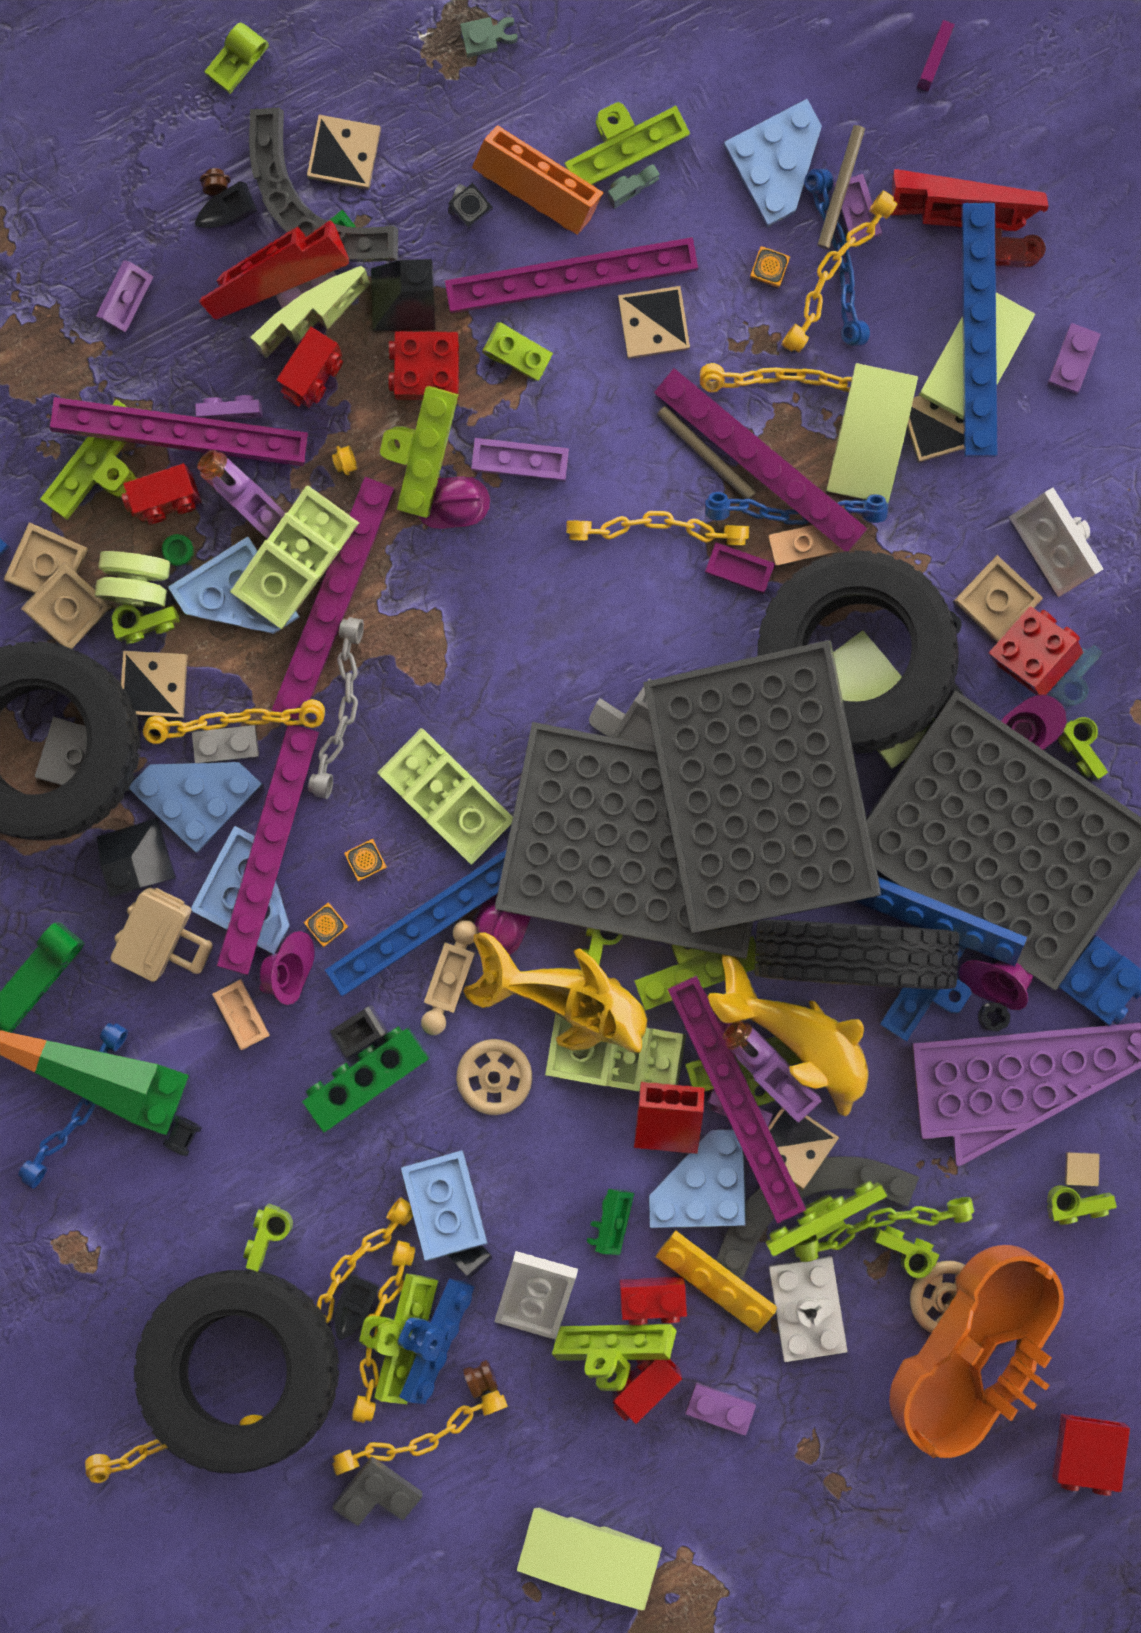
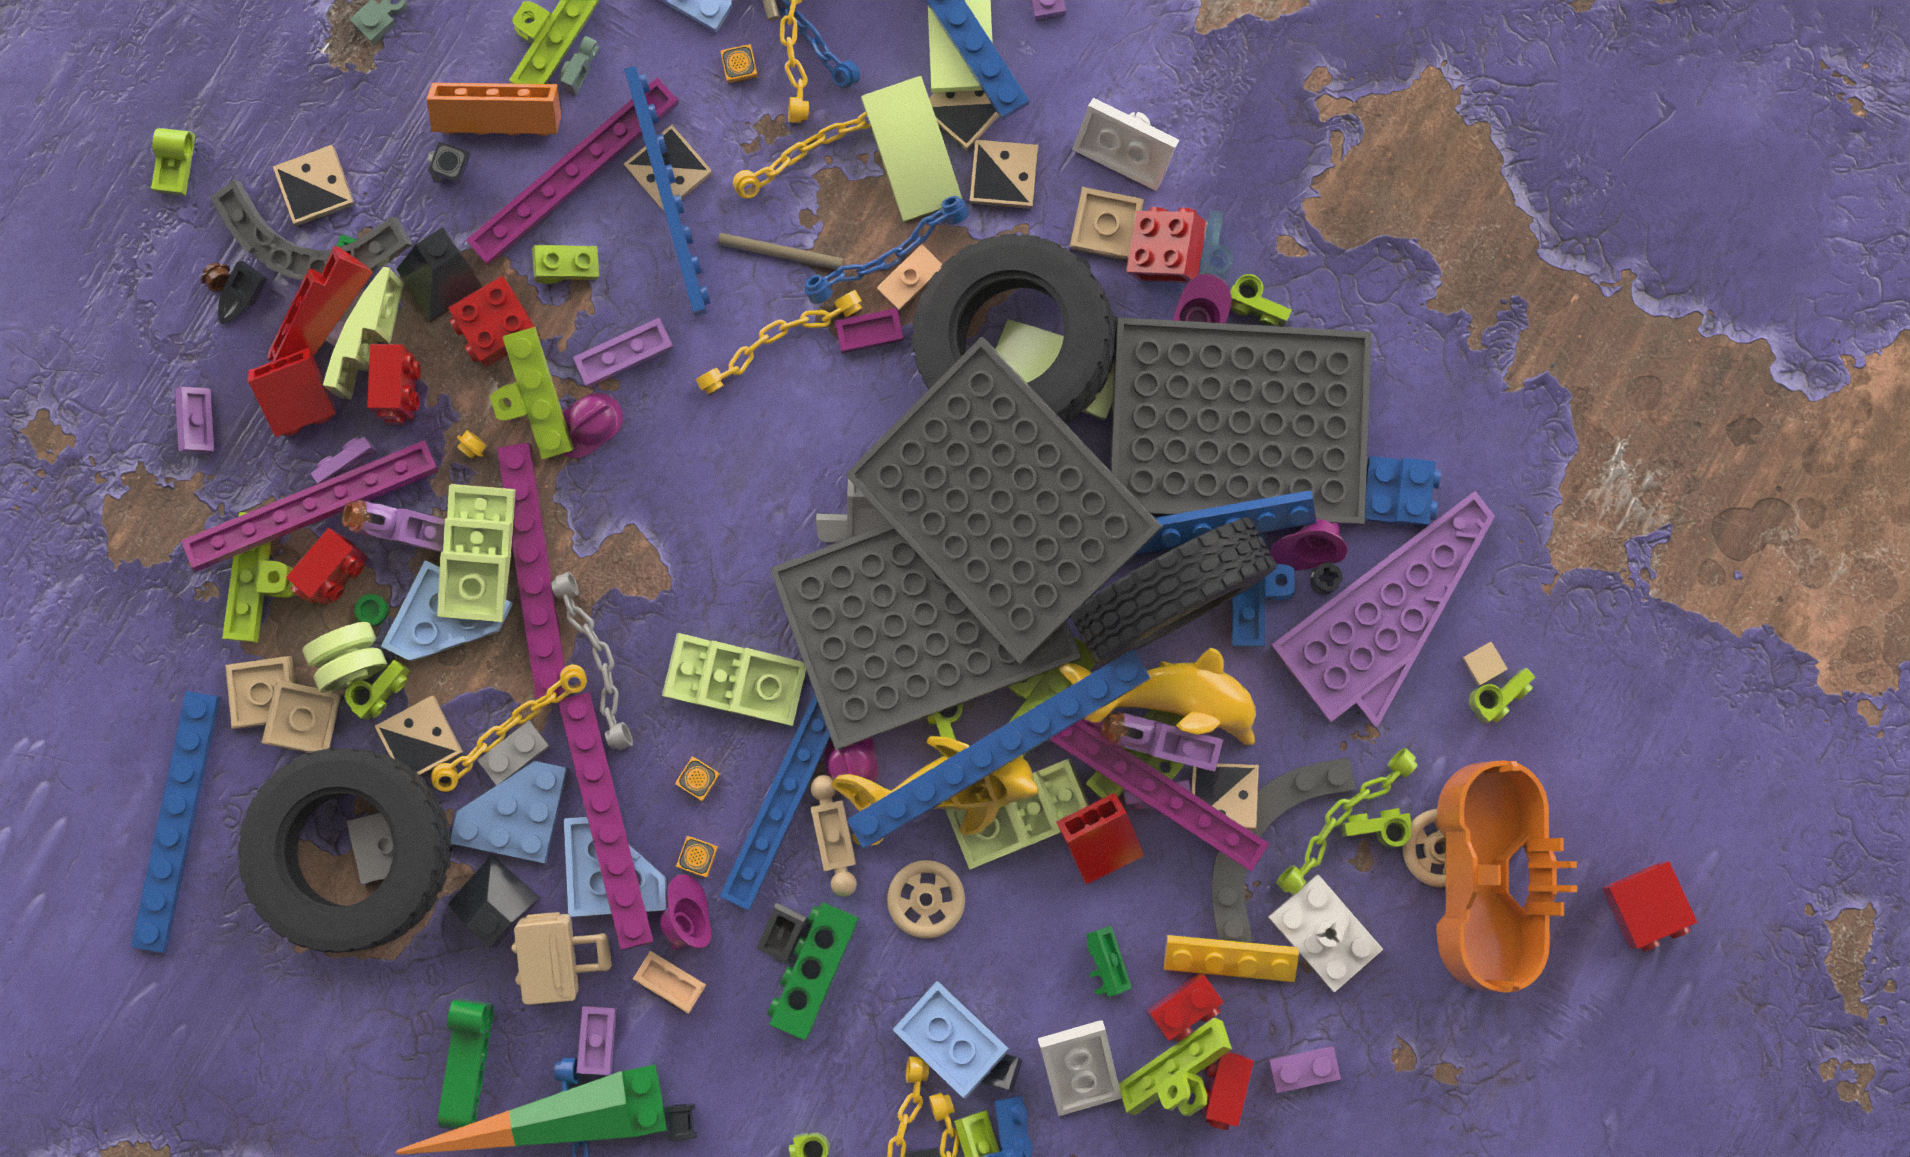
camera: 30 degrees left, 5 degrees down
(152, 1026) = (596, 1040): none -> medium lavender plate
(220, 324) = (292, 393): none -> red brick
(630, 995) = (999, 748): none -> blue plate
(645, 330) = (664, 177): none -> blue plate
(704, 1187) = (1168, 881): light blue plate -> none
(760, 460) = (830, 228): magenta plate -> none
(824, 1217) = (1289, 841): lime plate -> none
(937, 502) = (1003, 174): none -> tile

